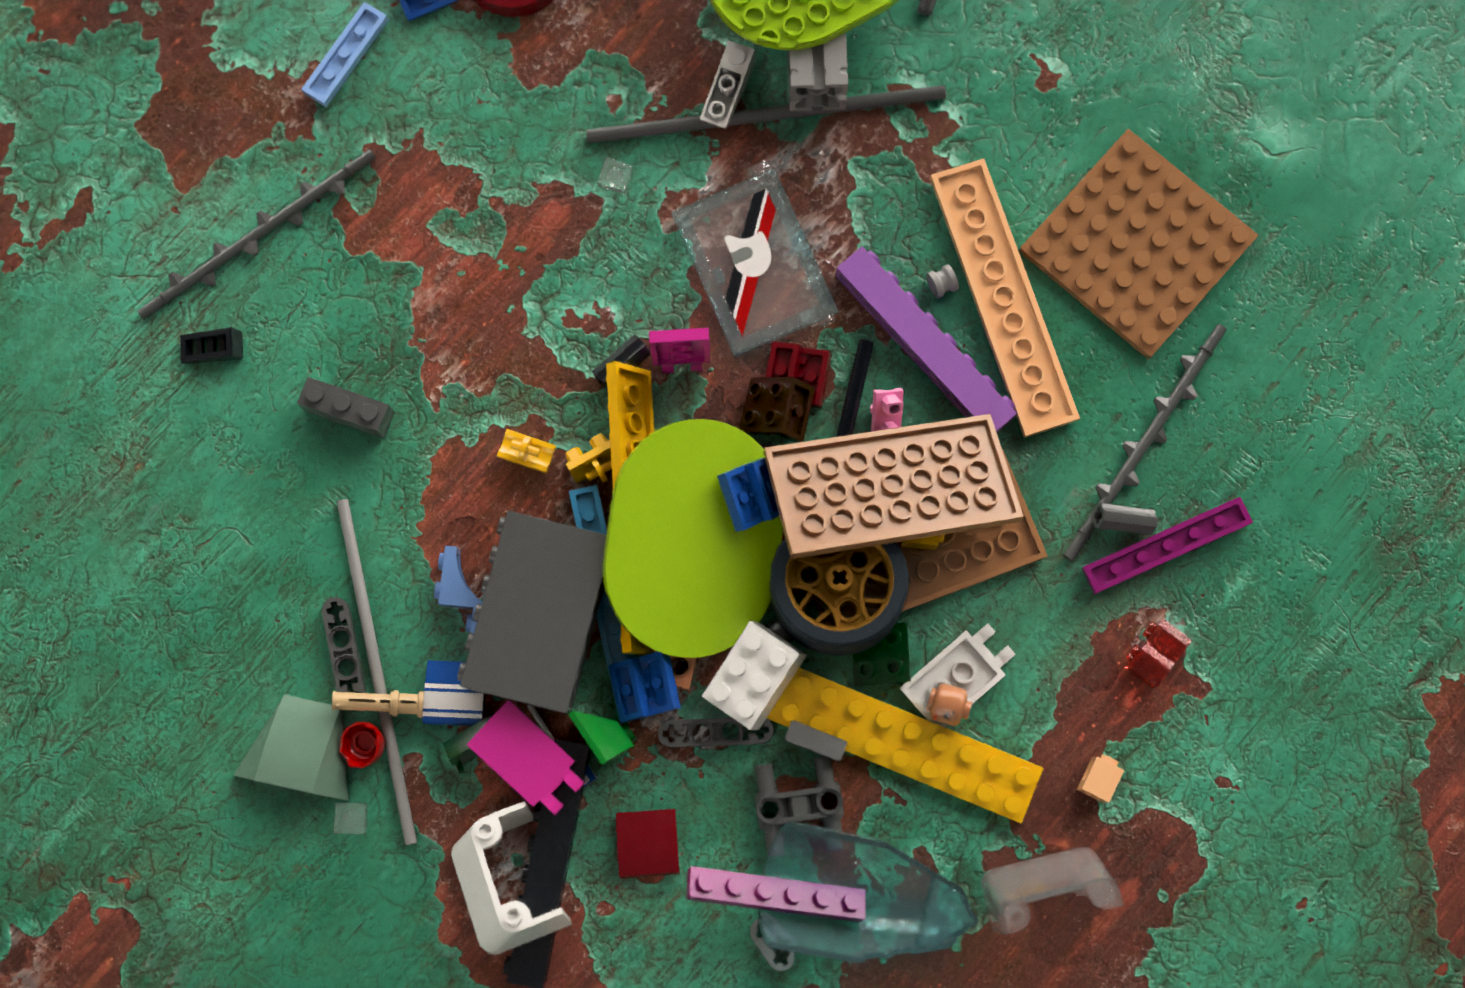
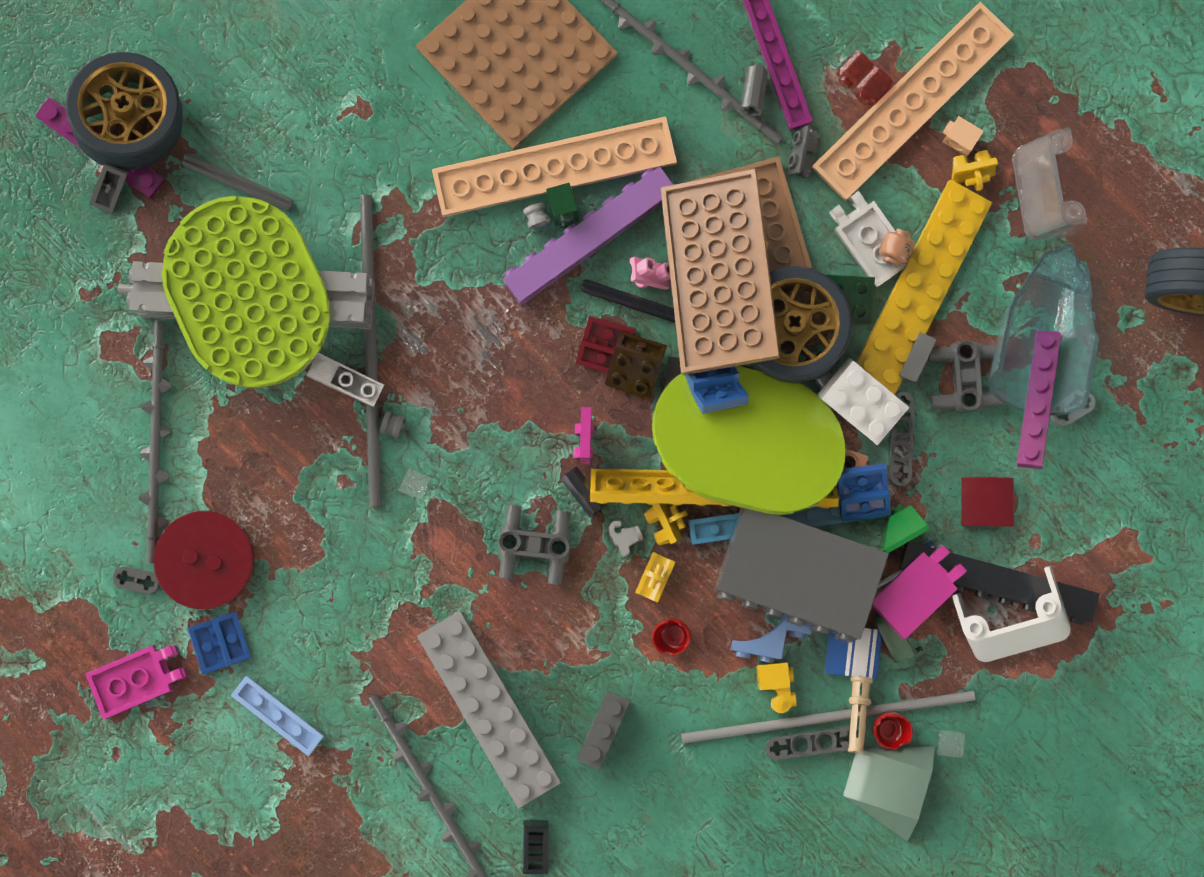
camera: 85 degrees left, 5 degrees up
(363, 279) = (489, 709): none -> light grey brick
(416, 604) = (777, 678): none -> yellow brick
(458, 475) = (671, 637): none -> red hair
(555, 312) = (534, 544): none -> dark grey piece
(567, 411) = (626, 538): none -> light grey piece
(681, 144) = (392, 424): none -> dark grey wheel
(755, 262) = (503, 371): door -> none
(957, 305) = (562, 205): none -> dark green brick
(1045, 582) = (803, 141): none -> dark grey hinge
(1056, 797) = (975, 172): none -> yellow hips
(1139, 716) = (912, 101): none -> light nougat plate

